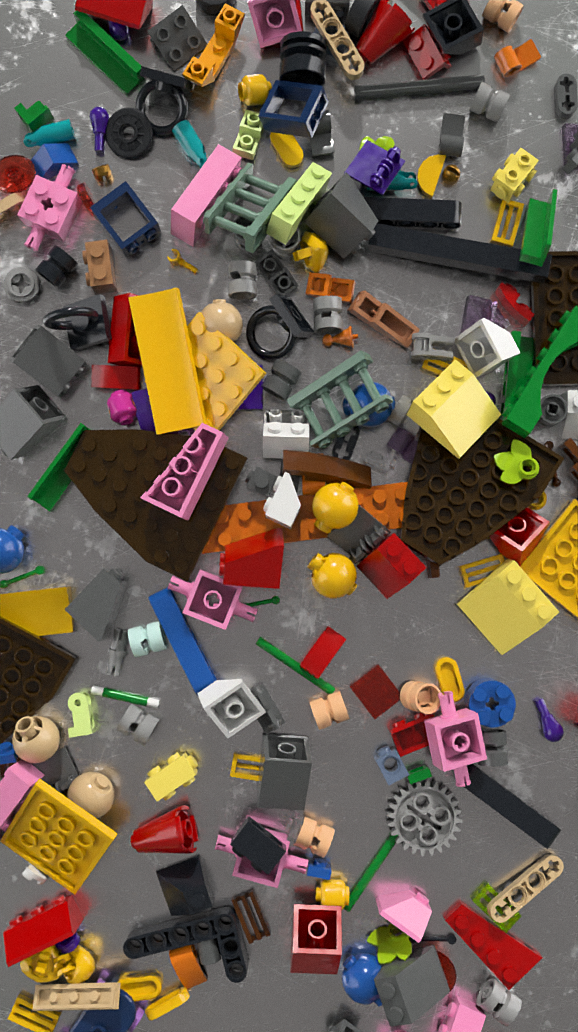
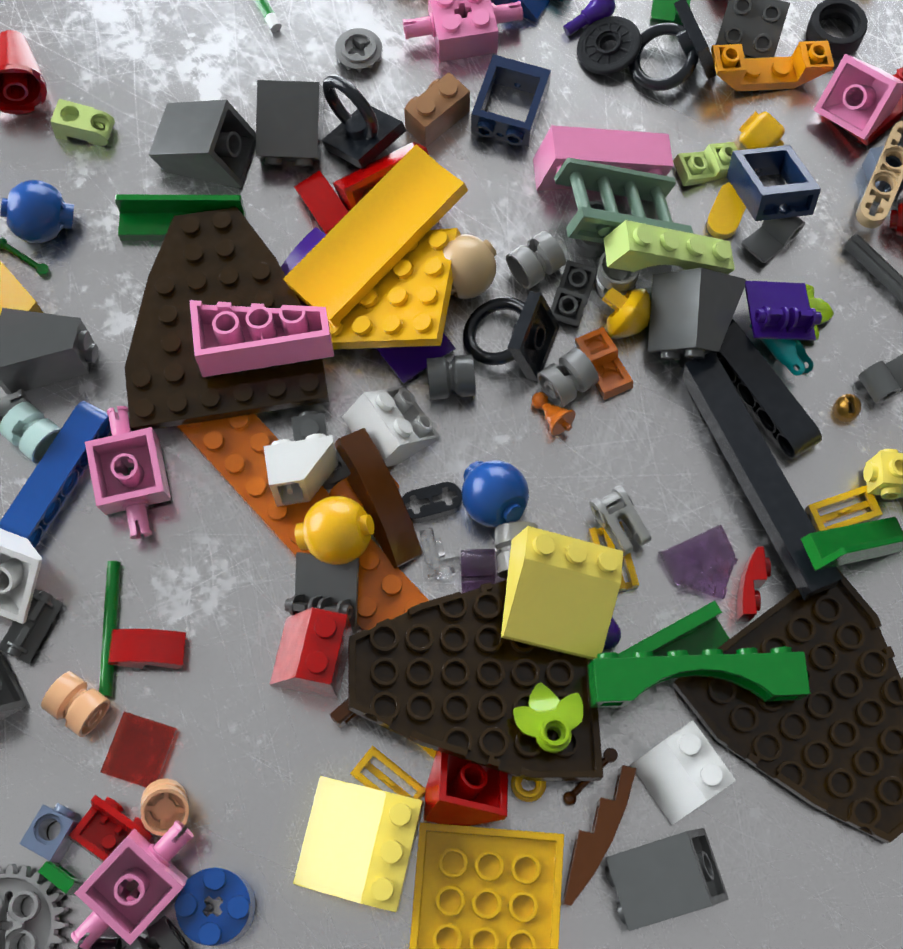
camera: 55 degrees right, 15 degrees down
(56, 266) = (402, 66): black wheel -> none
(85, 195) = (506, 44): clear red tile -> none
(100, 171) = (544, 45): pearl gold hinge -> none
(121, 407) = (291, 229): dark pink head -> none
(180, 261) = (508, 185): yellow hand -> none
(190, 142) = (650, 106): teal piece -> none
(254, 561) = (204, 485): red slope -> none
(275, 600) = (178, 549): green hinge -> none
(303, 58) = (837, 155): black wheel -> none
(321, 389) = (472, 423): sand green fence -> none
(333, 575) = (251, 590): yellow brick -> none
(383, 318) = (612, 444): nougat slope -> none
(429, 174) = (828, 382): yellow tile -> none
(449, 677) = (215, 836): yellow tile -> none
(485, 347) = (667, 581): white slope -> none
(553, 411) = (650, 719): dark grey wheel -> none

